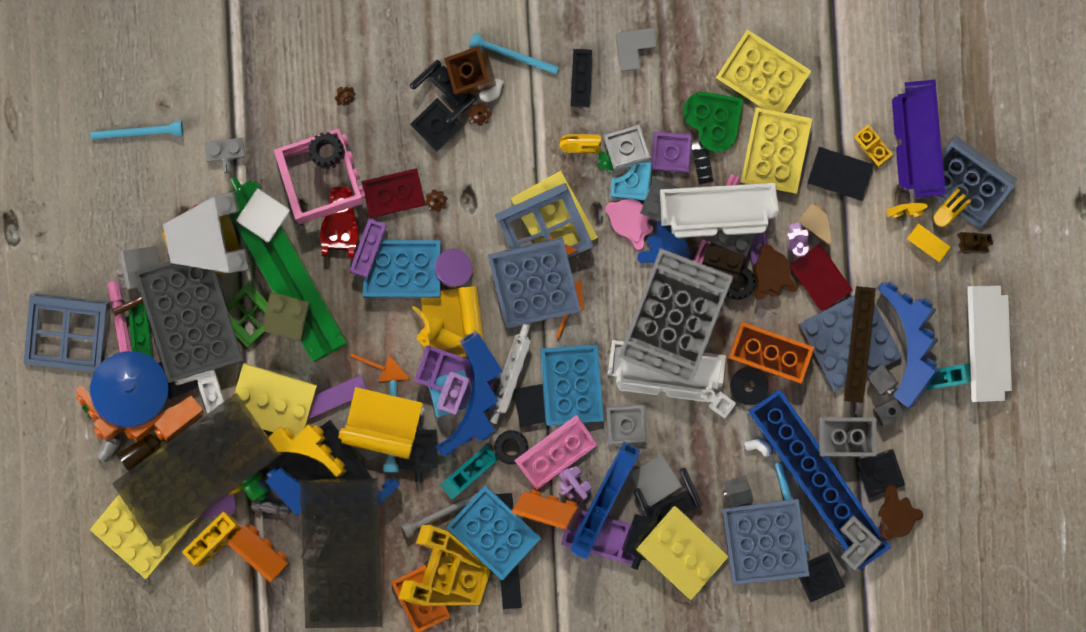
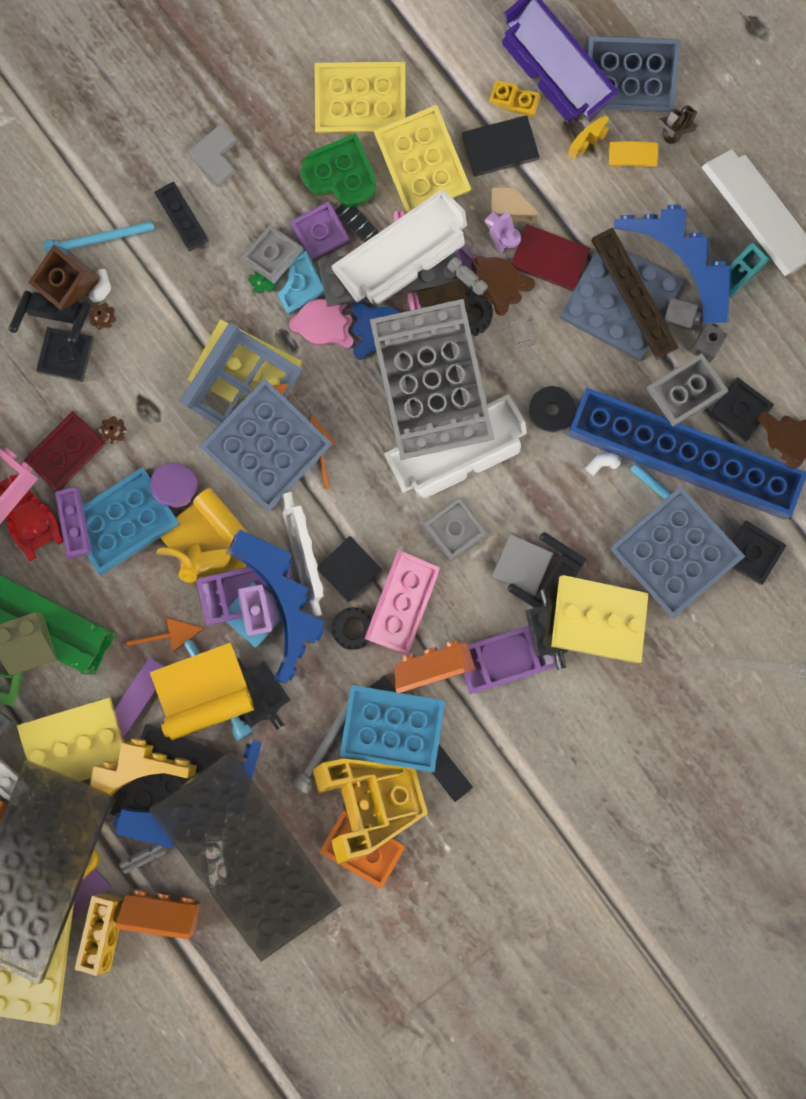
camera: 30 degrees left, 5 degrees down
(256, 487) = (112, 846): green head -> none
(469, 472) = (325, 683): teal slope -> none
(570, 485) = (441, 627): lavender hips -> none
(571, 384) = (372, 523): dark azure plate -> none
(581, 143) = (223, 279): yellow arm -> none
(604, 500) = (483, 618): blue arch -> none
(719, 403) = (535, 444): white plate -> none
(737, 491) = (613, 520): flat silver brick -> none
(750, 256) = (467, 276): none -> light grey axle
(770, 352) = (551, 359): orange brick -> none
(863, 543) = (777, 485): light grey tile -> none
(947, 212) = (630, 114): yellow arm -> none

